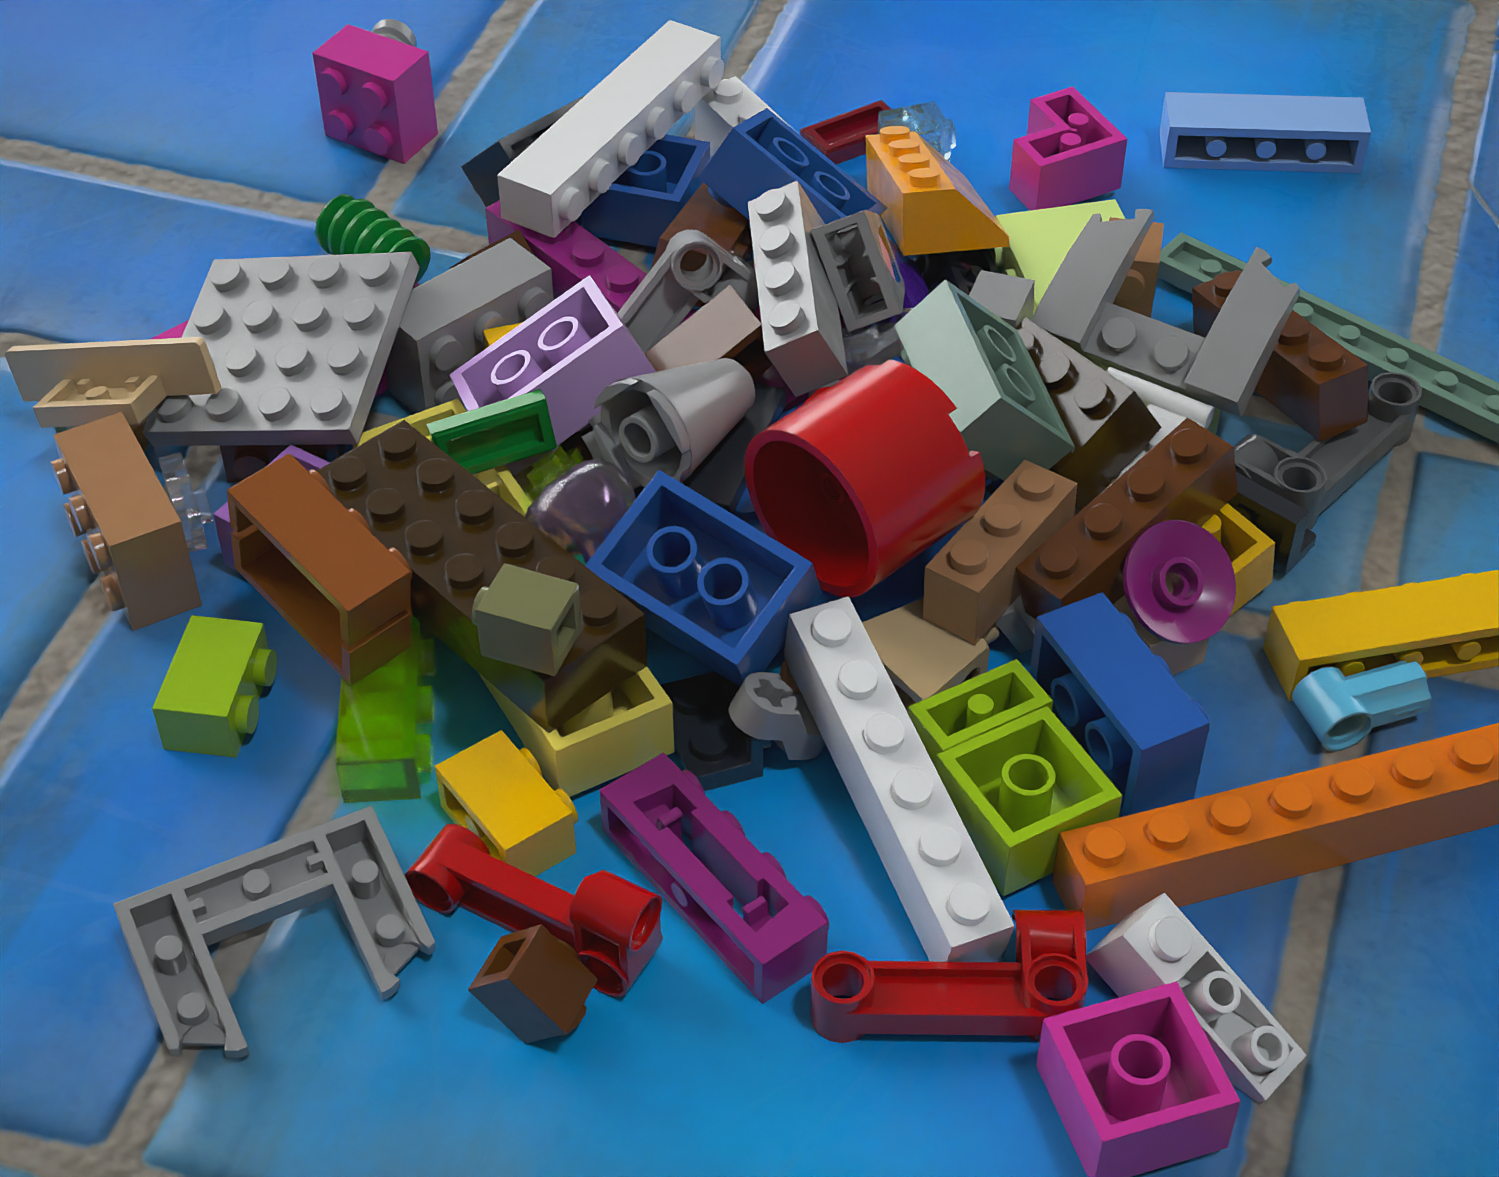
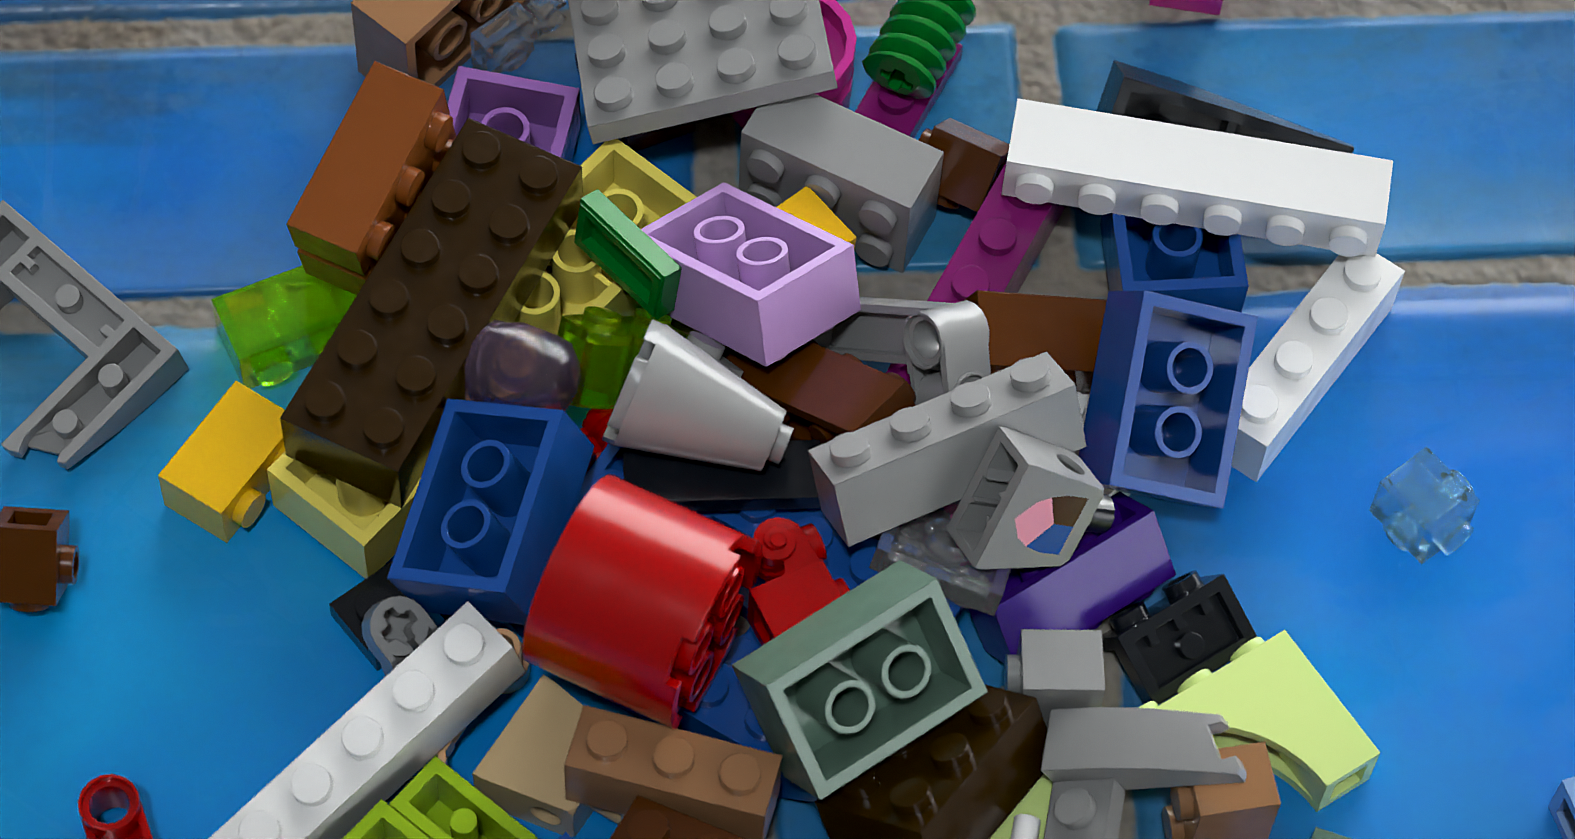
camera: 65 degrees right, 15 degrees up
(214, 686) = (275, 161): lime brick -> none
(528, 619) = (310, 371): olive brick -> none
(605, 922) = (103, 586): red piece -> none
(778, 927) = (150, 725): magenta brick -> none
(845, 134) = (1408, 422): dark red tile -> none
(927, 197) = (1277, 549): light orange slope -> none
(1066, 154) = (1459, 689): dark pink brick -> none

